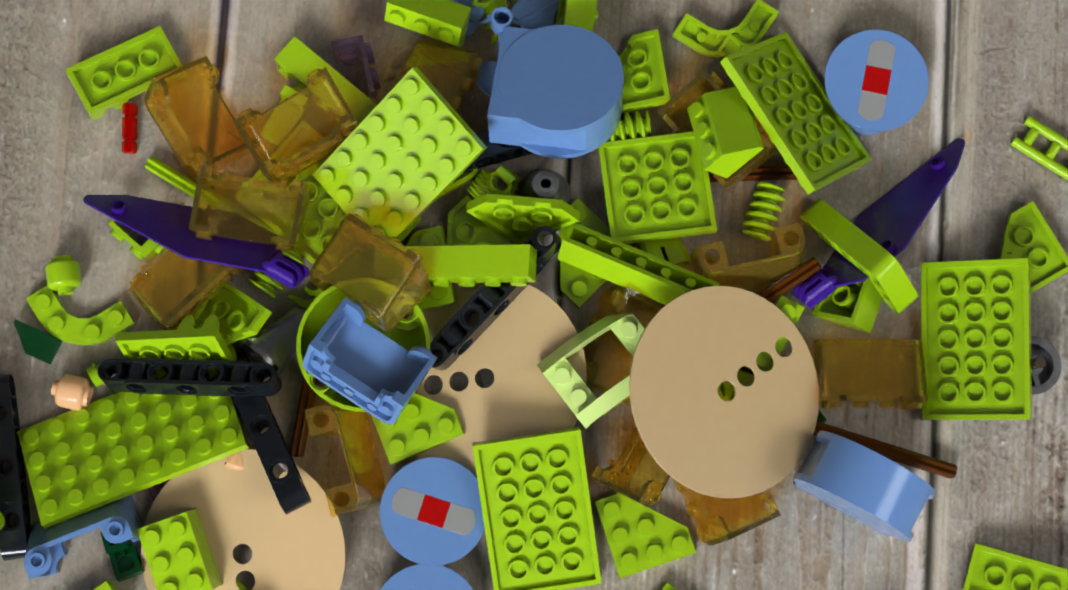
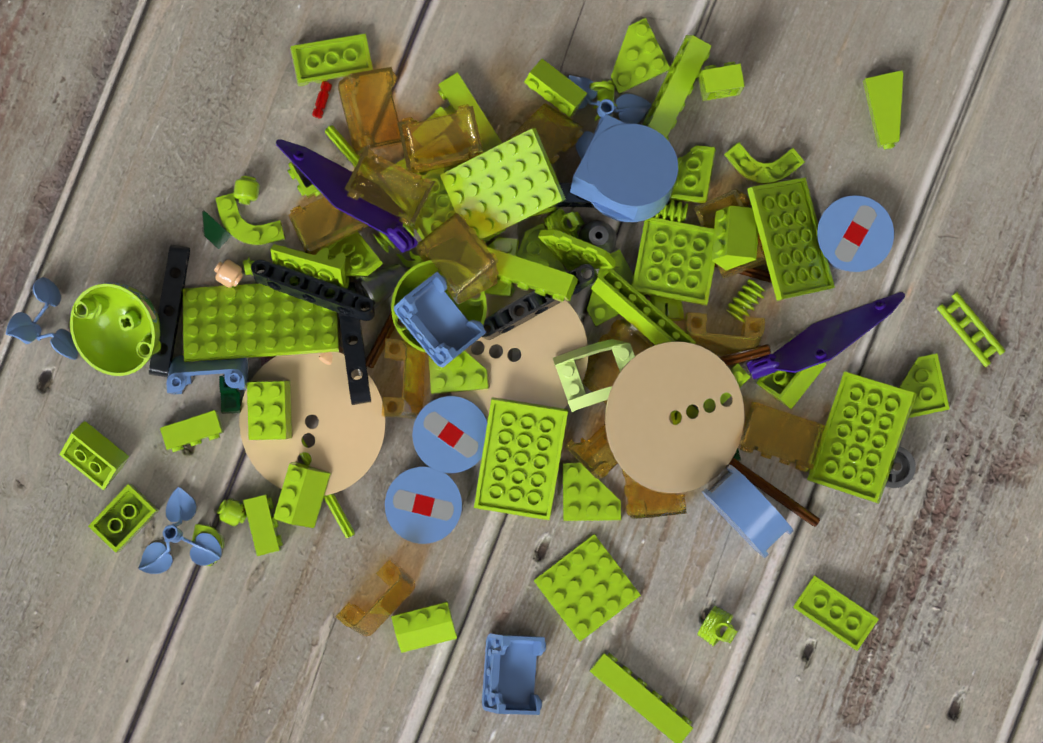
camera: 20 degrees right, 5 degrees up
(351, 51) = (495, 95): bracket -> none
(863, 253) = (801, 352): lime beam -> none

